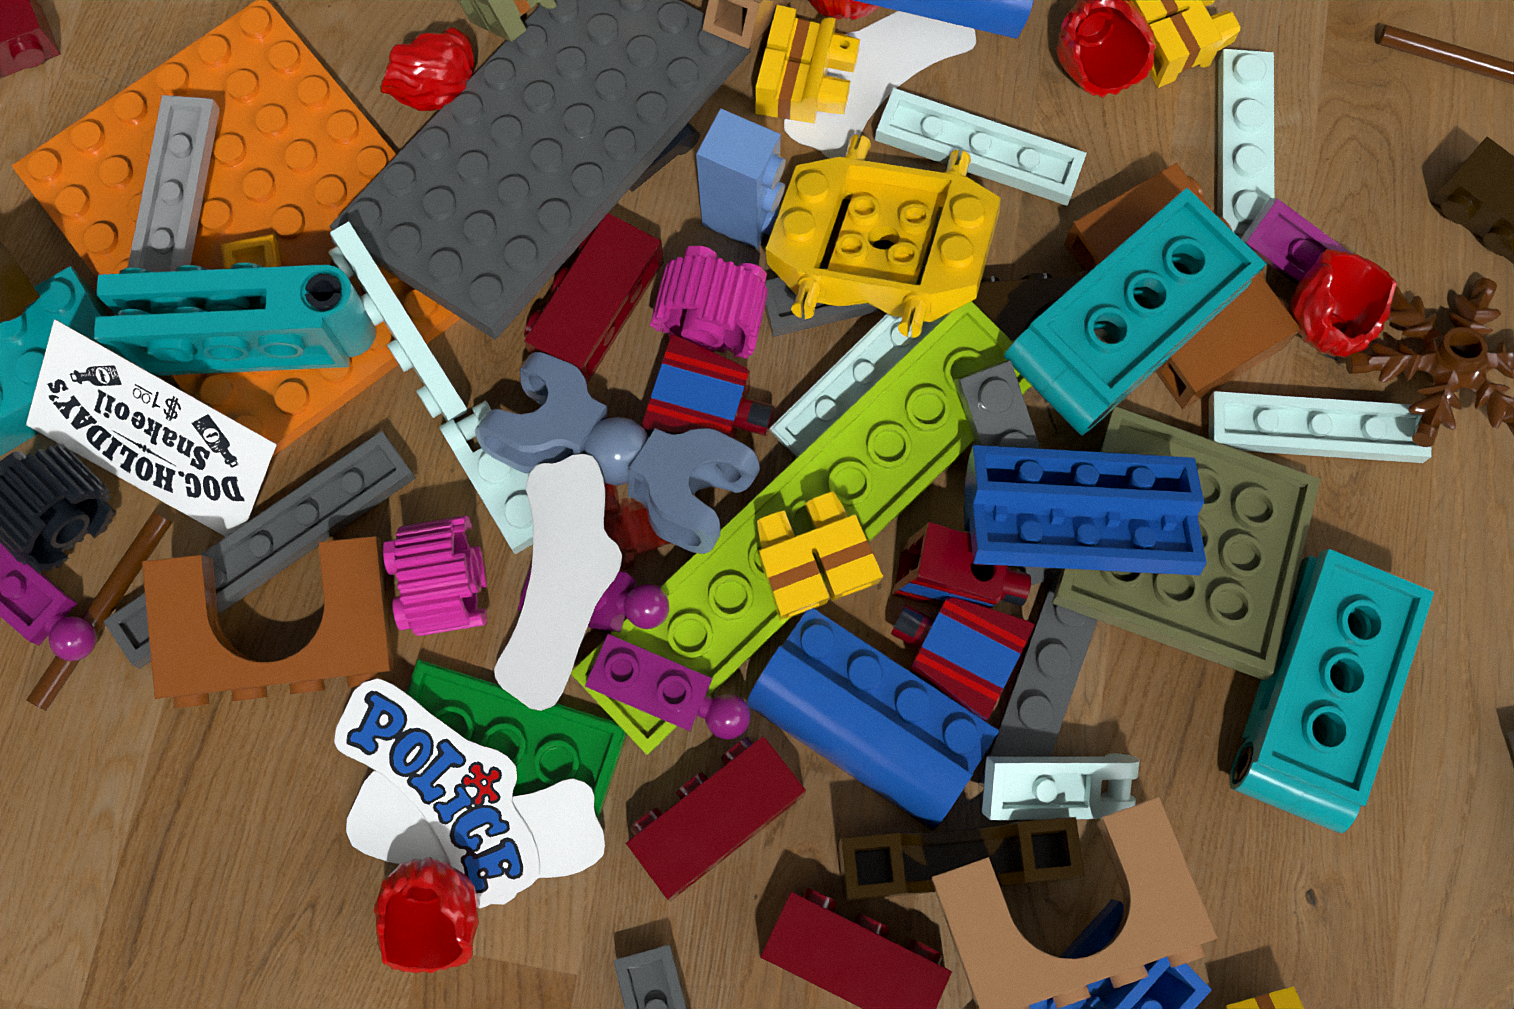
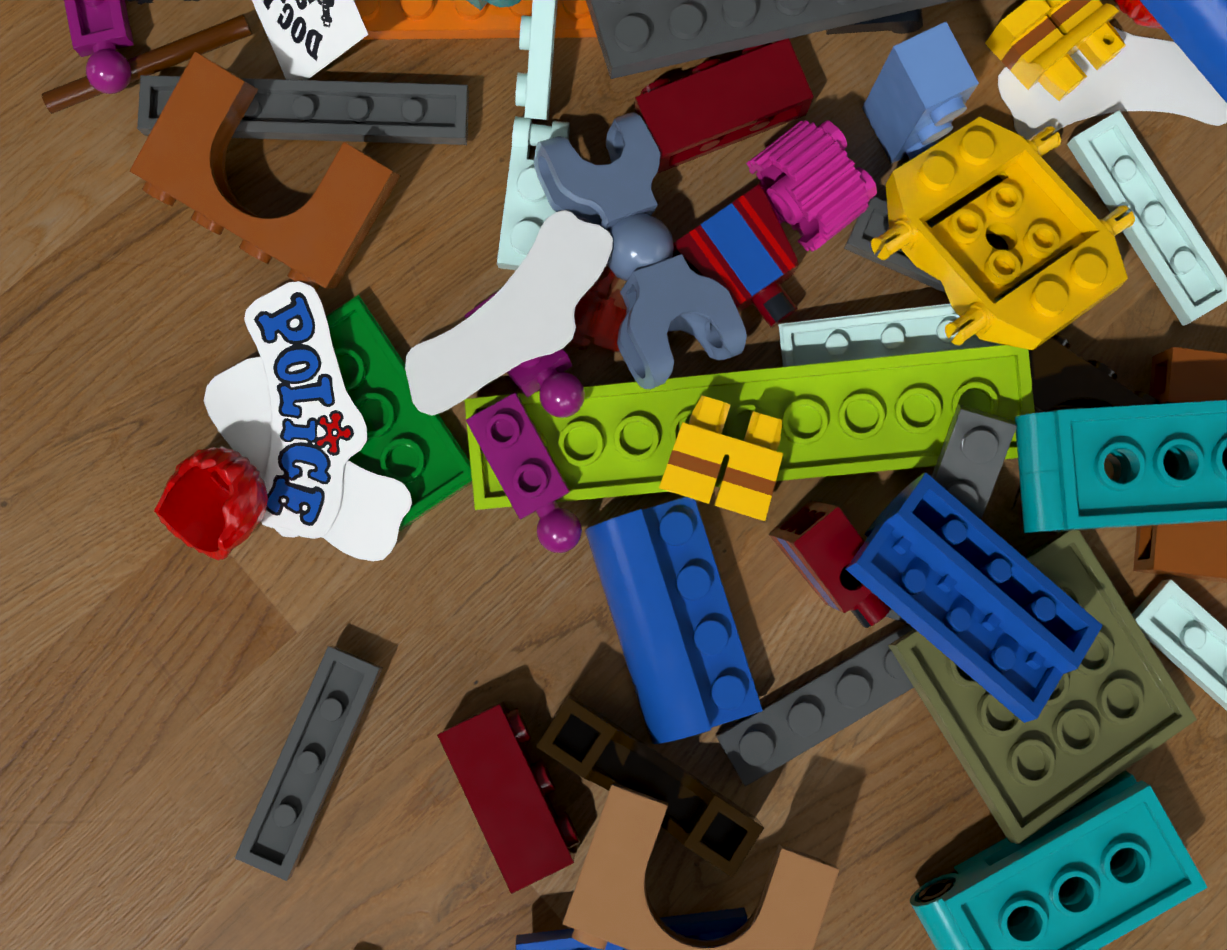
camera: 35 degrees right, 10 degrees up
(436, 576) = (417, 240): dark pink brick -> none
(714, 816) = (488, 598): dark red brick -> none
(965, 651) = (787, 627): torso -> none
(1057, 787) = (773, 792): light aqua plate -> none

